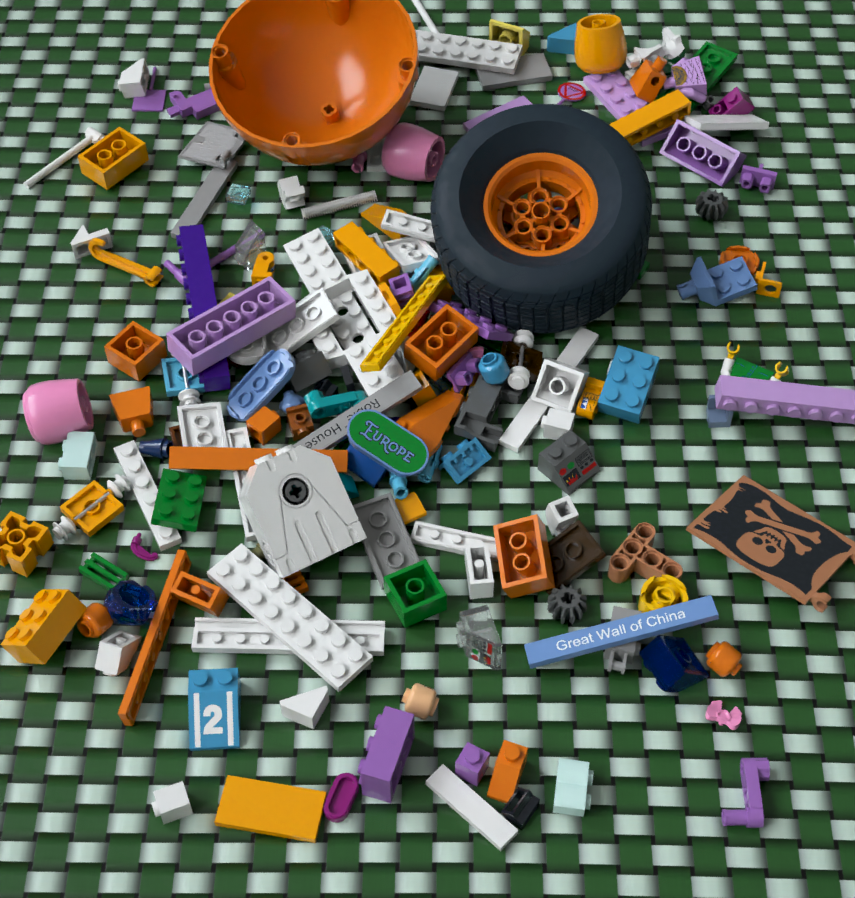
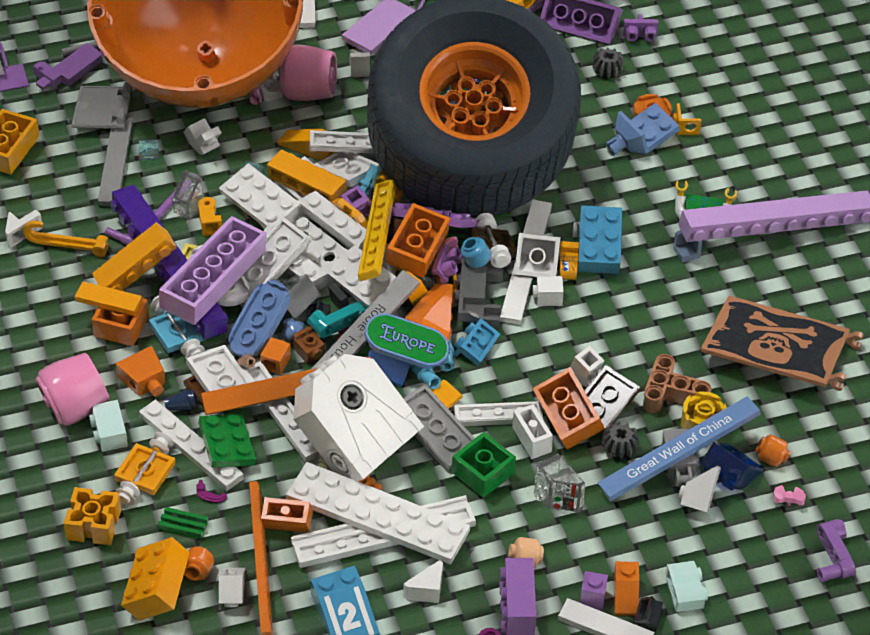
camera: 20 degrees left, 5 degrees down
(127, 330) = (108, 298): none -> light orange tile
(130, 603) = (227, 539): clear blue helmet -> none
(169, 297) = (135, 258): none -> light orange brick
(234, 423) = (246, 360): none -> medium nougat arm
(339, 203) = (252, 138): white axle -> none
(568, 462) = (571, 321): dark grey slope -> none
(627, 684) = (700, 490): none -> white slope

